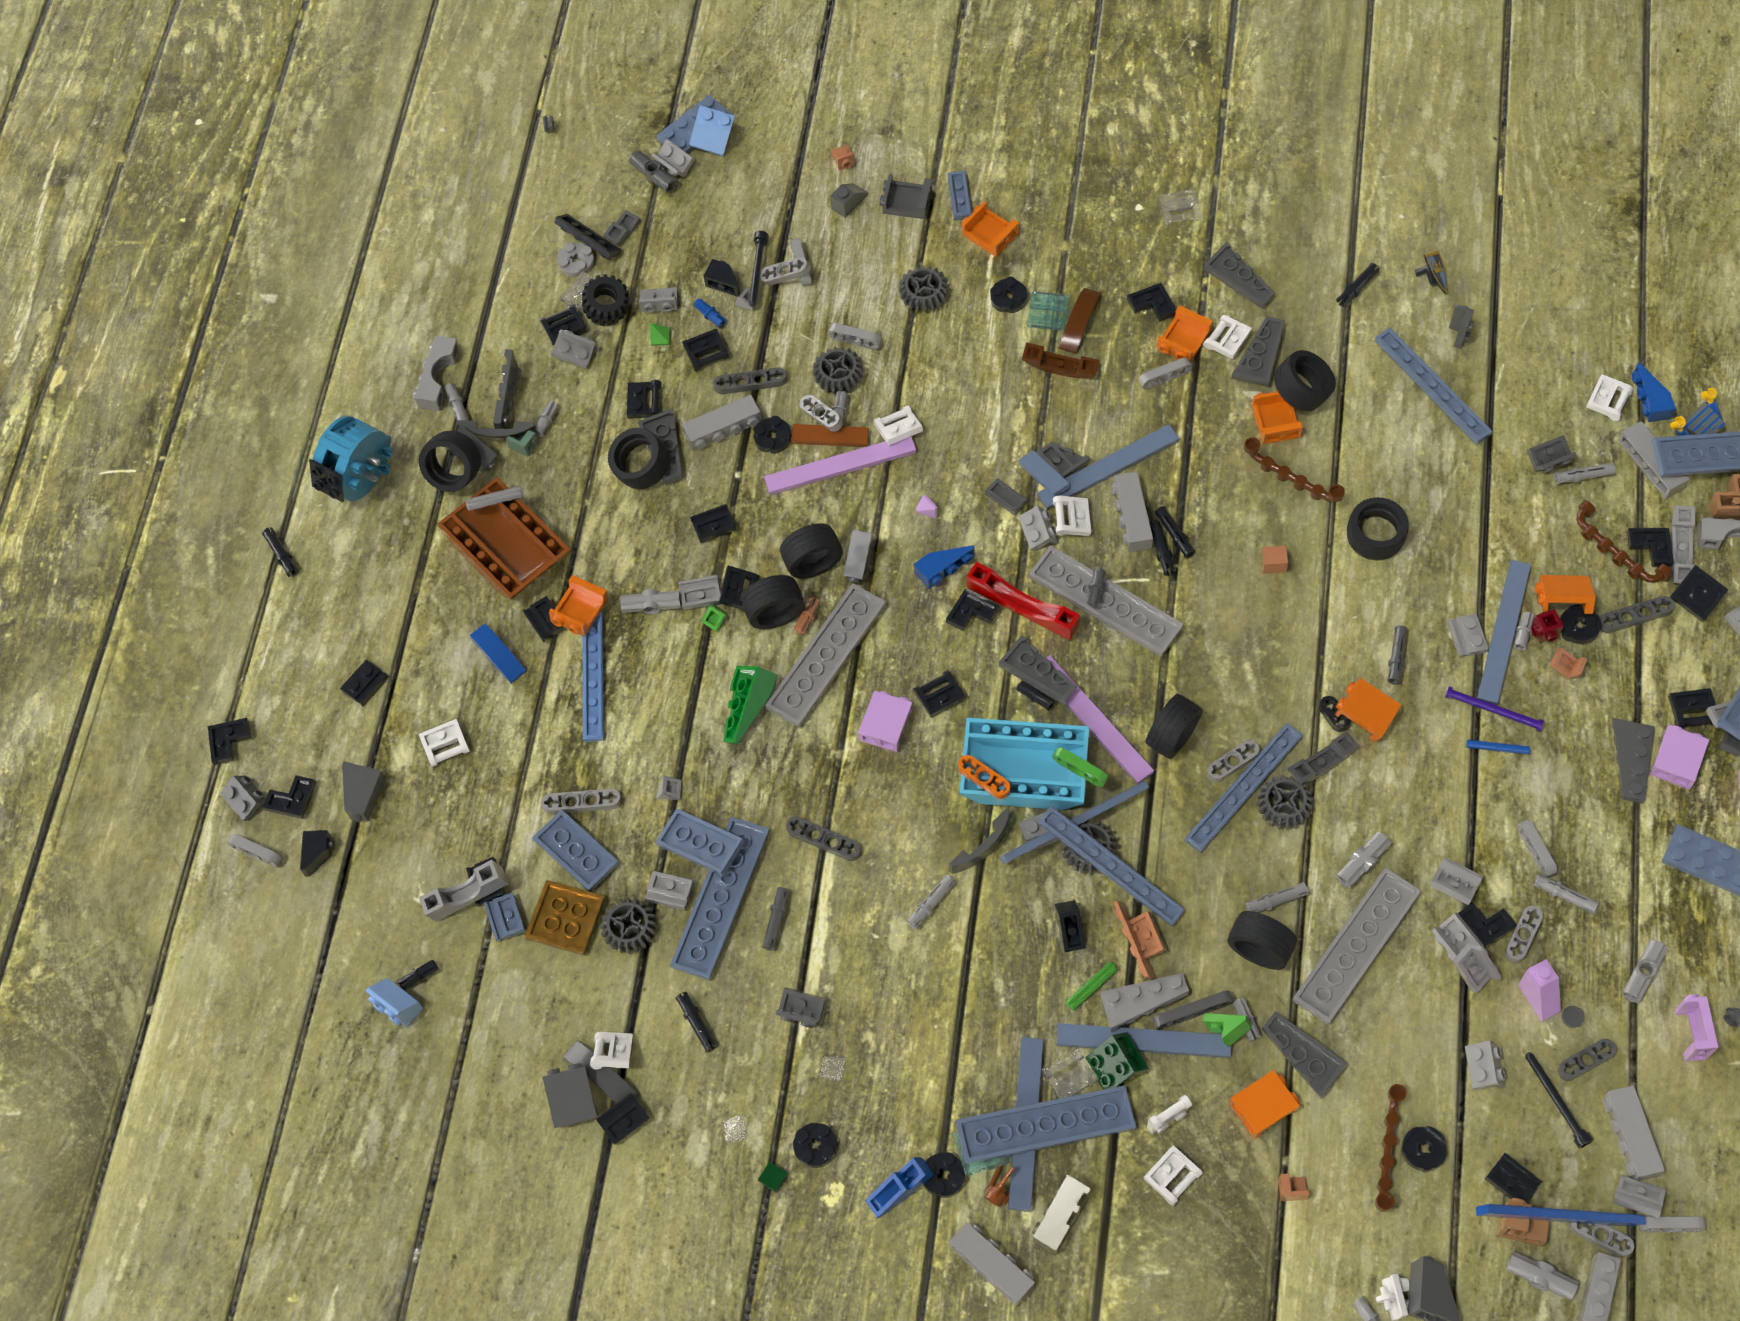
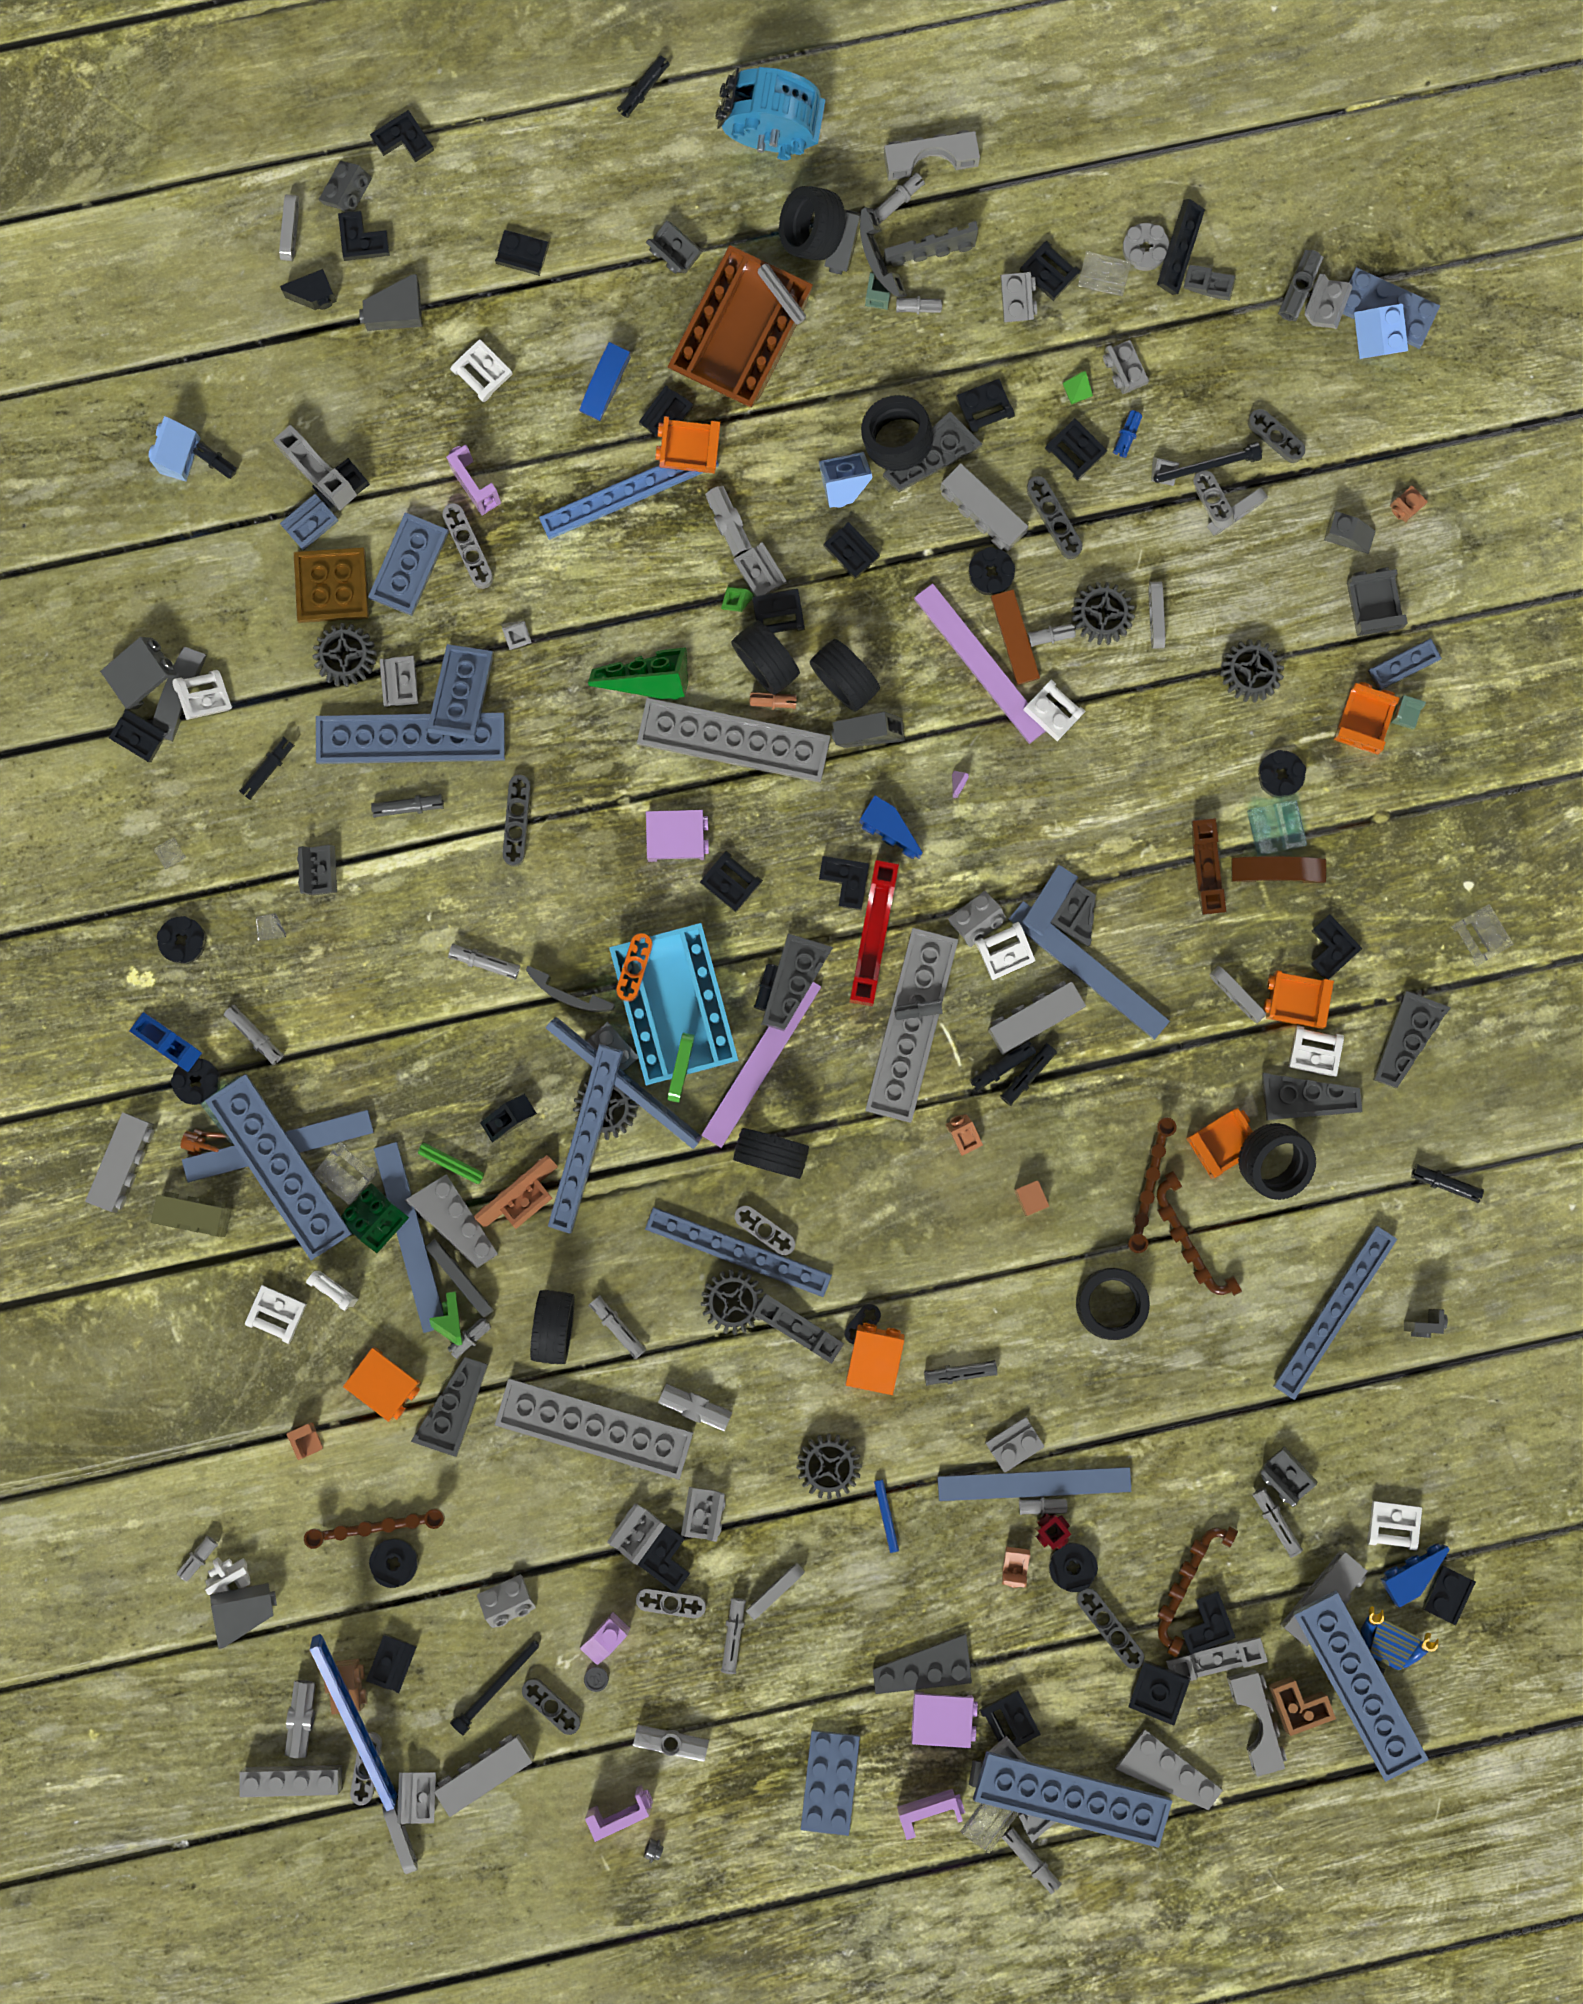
camera: 60 degrees right, 20 degrees up
(417, 569) = (674, 248): none -> dark grey bracket
(532, 777) = (483, 499): none -> lavender panel
(548, 123) = (1325, 131): dark grey bush -> none
(605, 286) = (1100, 285): black tyre -> none
(655, 509) = (844, 478): none -> light blue slope
(721, 278) = (1180, 428): black slope -> none
(770, 220) = (1268, 419): none -> dark grey beam
(772, 1177) = (134, 910): dark green tile -> none
(818, 406) = (1037, 625): light grey beam -> none
(915, 1113) = (257, 1038): none -> light grey pin
(995, 202) = (1407, 712): none -> sand green panel
(1006, 496) = (1007, 867): dark grey tile -> none
(1206, 590) = (964, 1134): none -> nougat bracket
(1337, 468) = (1179, 1234): none -> reddish brown bar
(1434, 270) = (1500, 1270): shield -> none
(1447, 788) = (811, 1479): none -> dark grey gear
(1475, 966) = (607, 1560): light grey bracket -> none
(1494, 709) = (931, 1499): dark purple bar -> none
(1565, 590) = (1103, 1540): orange panel -> none
(1675, 379) = (1448, 1595): none -> black plate

